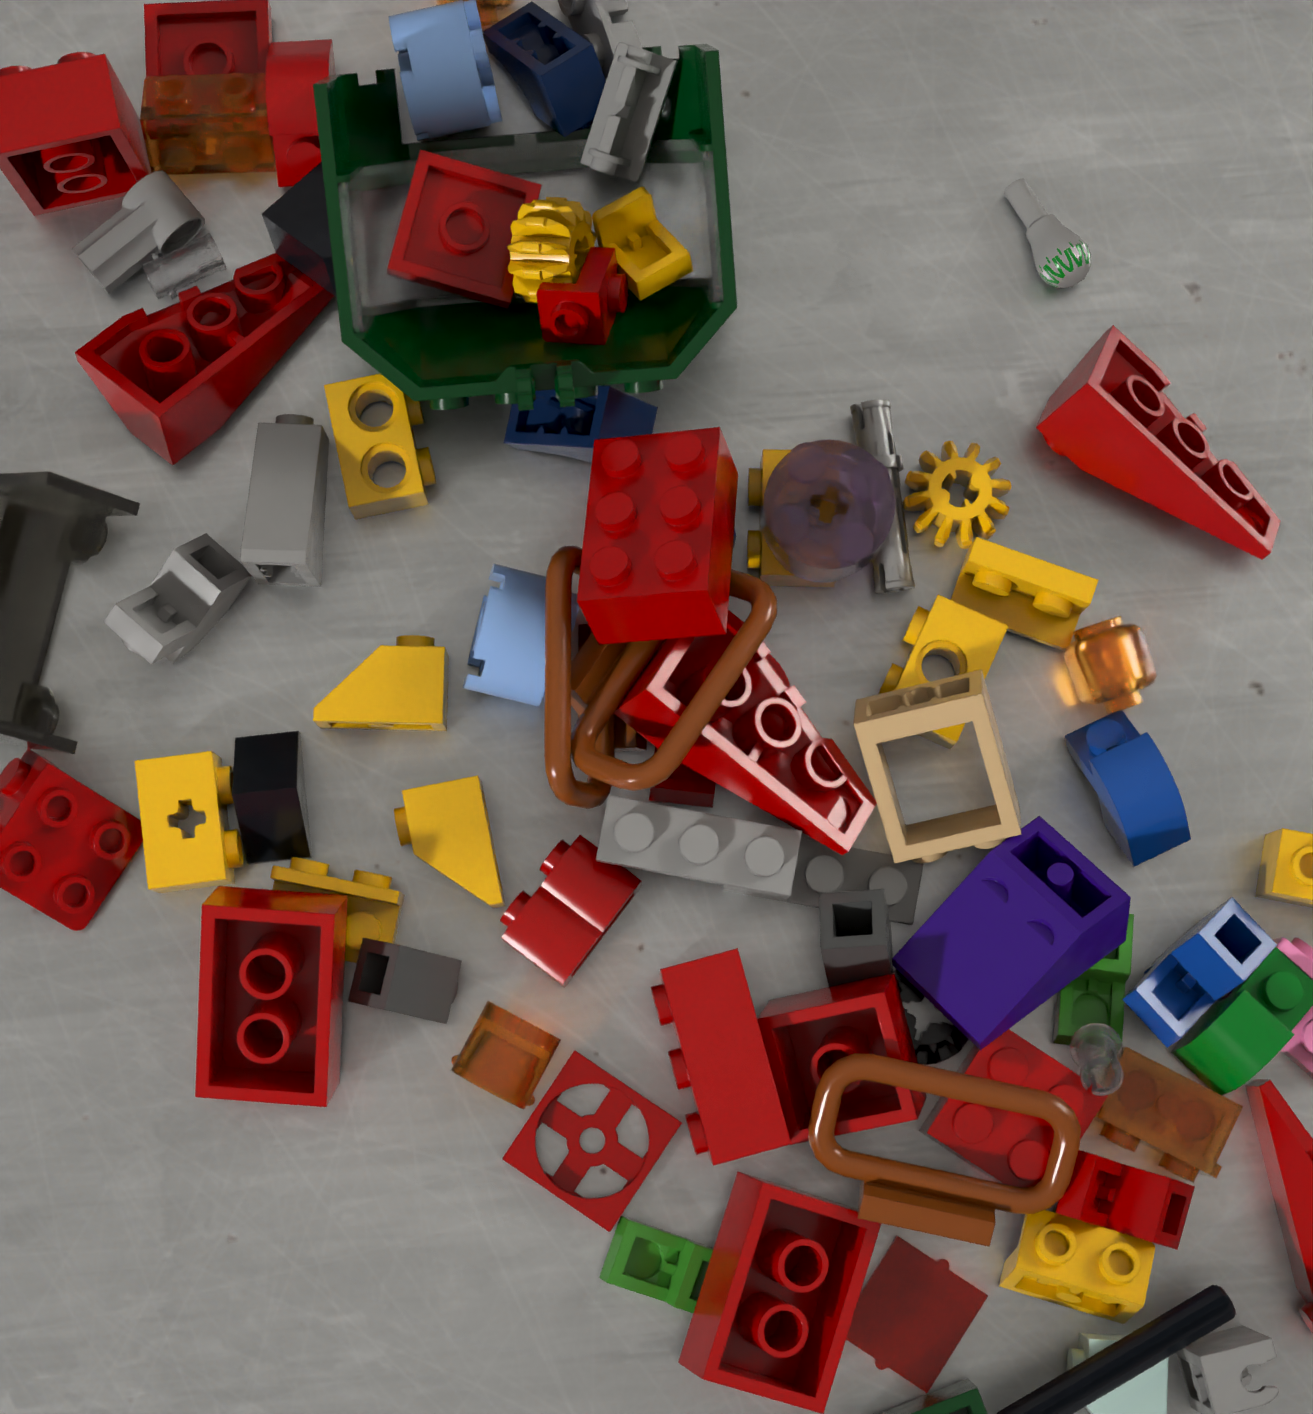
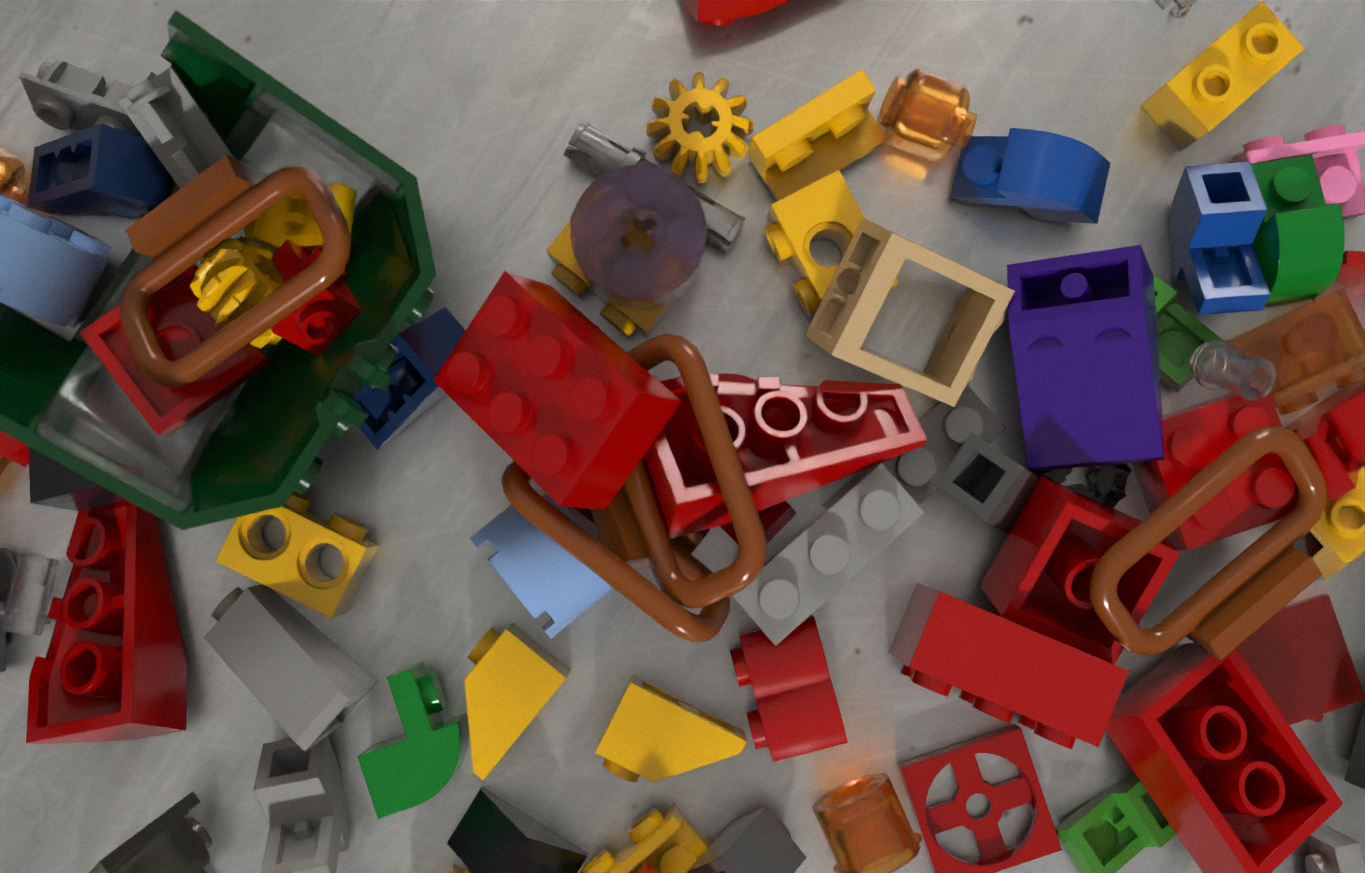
camera: 55 degrees left, 5 degrees up
(292, 666) = (422, 760): none -> green brick
(572, 173) = (196, 223): none -> dark orange bar

